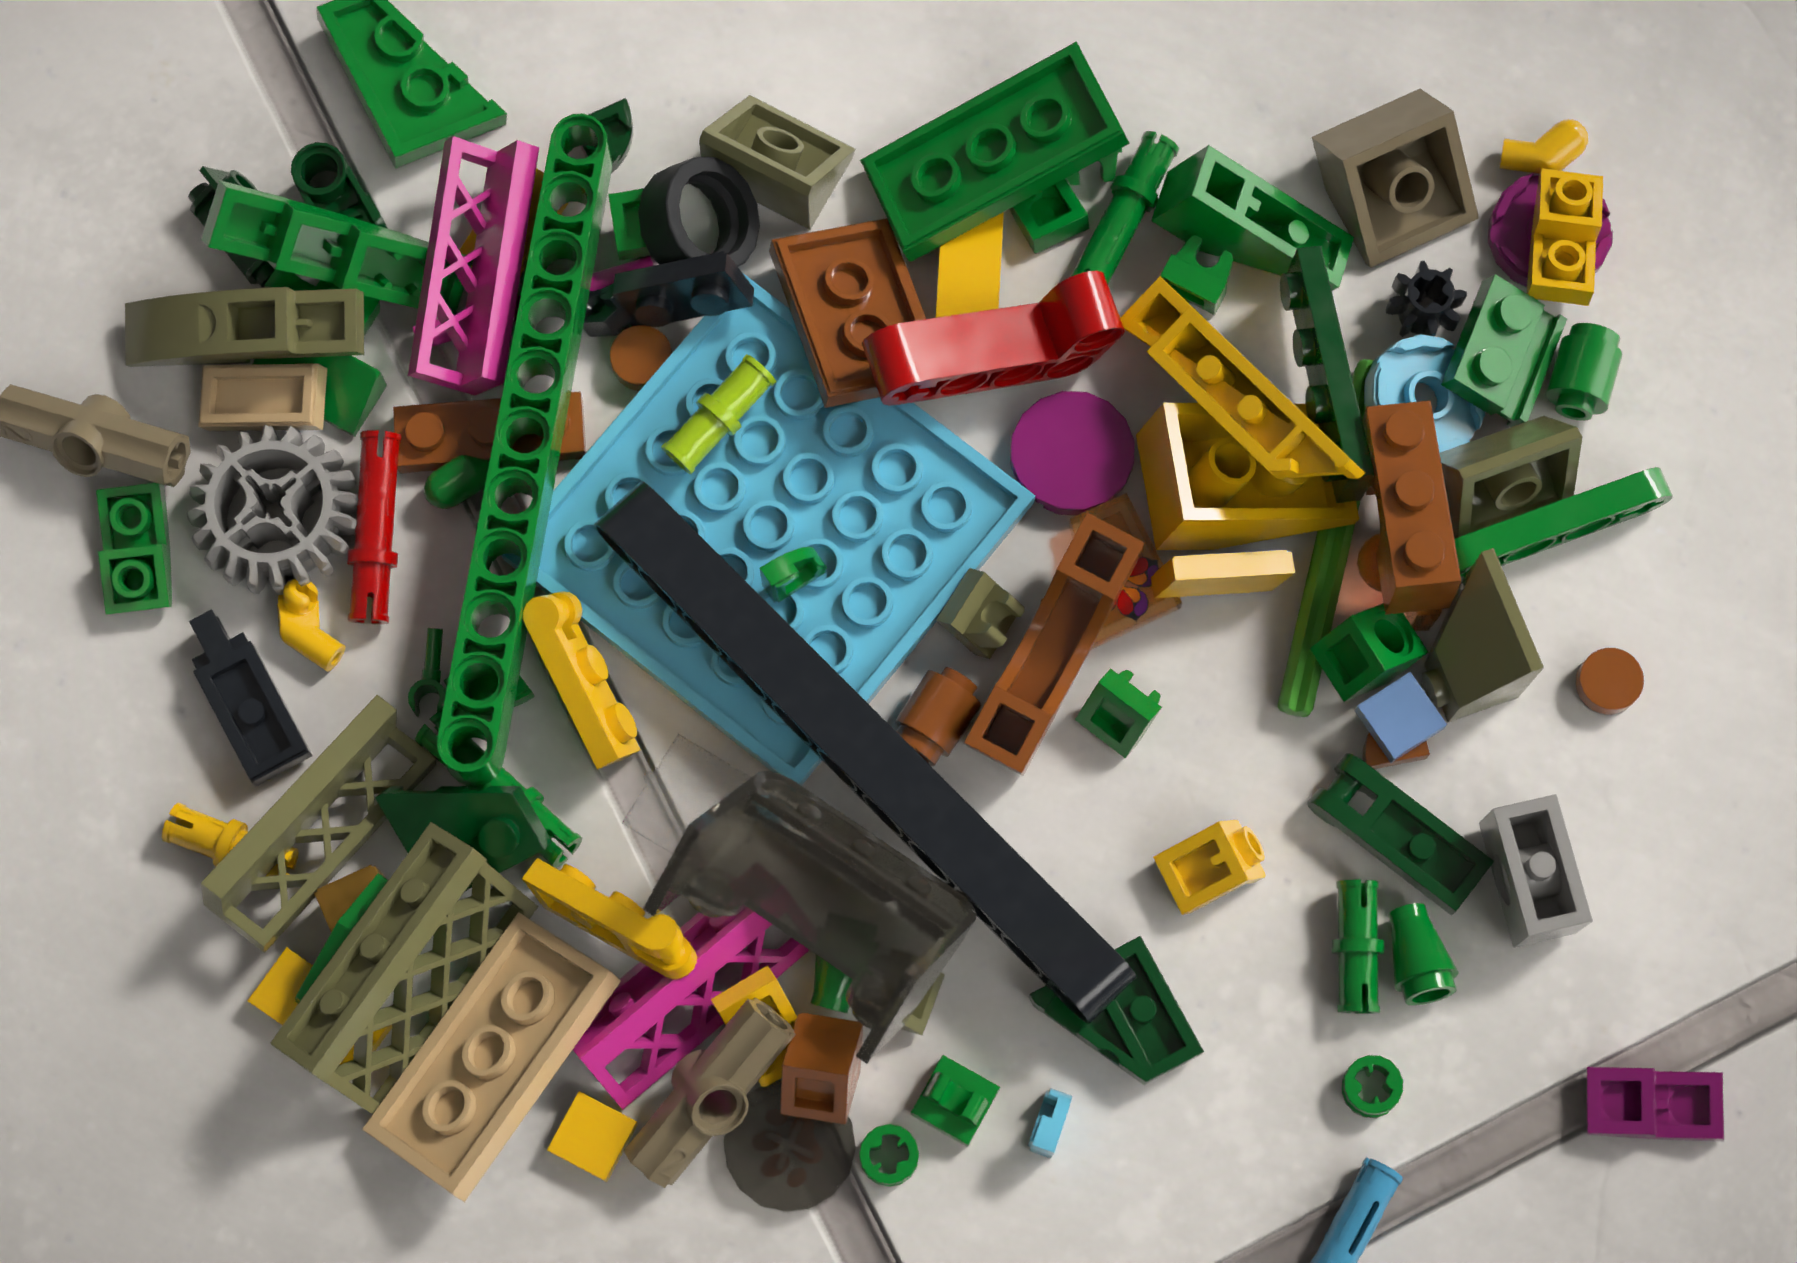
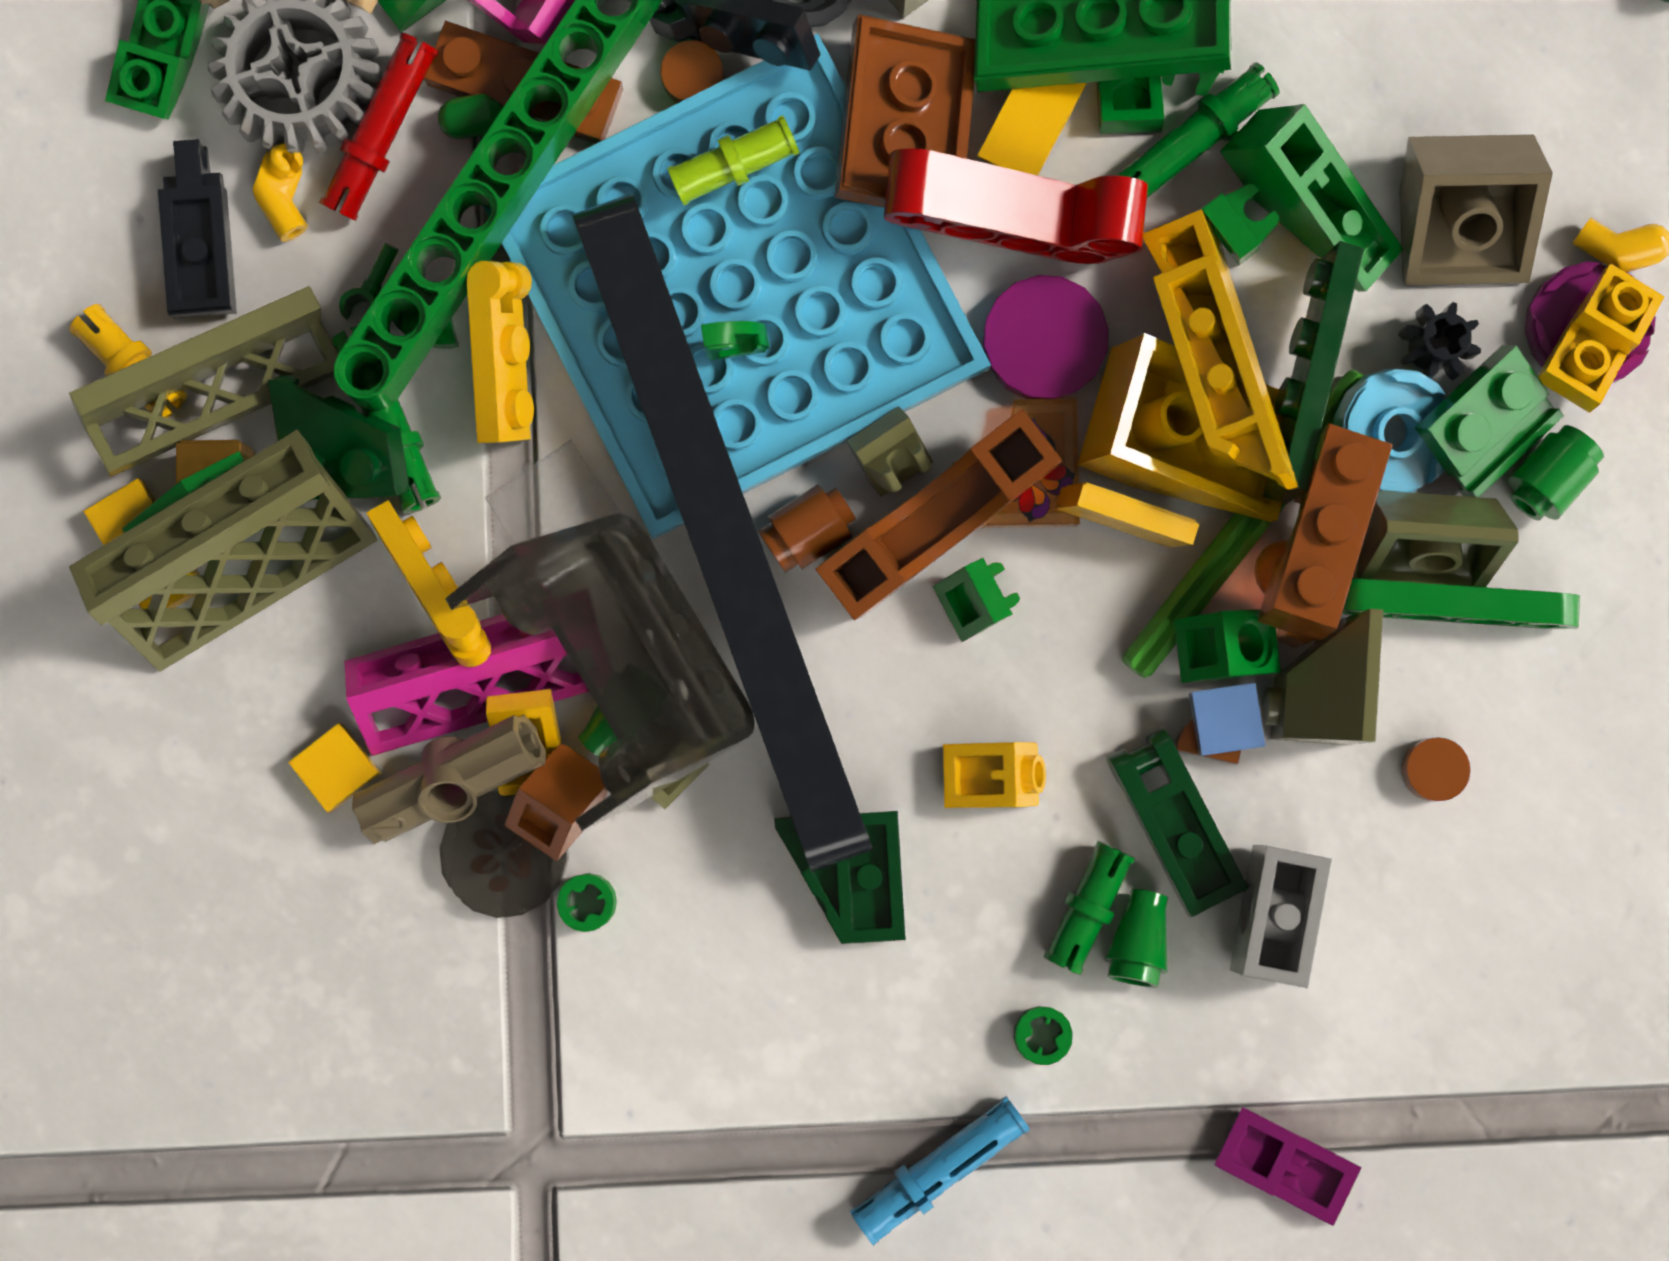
camera: 20 degrees right, 10 degrees up
(491, 1056) = (272, 659): tan plate -> none
(955, 1100) = (667, 880): green tile -> none
(1049, 1123) = (741, 938): medium azure tile -> none

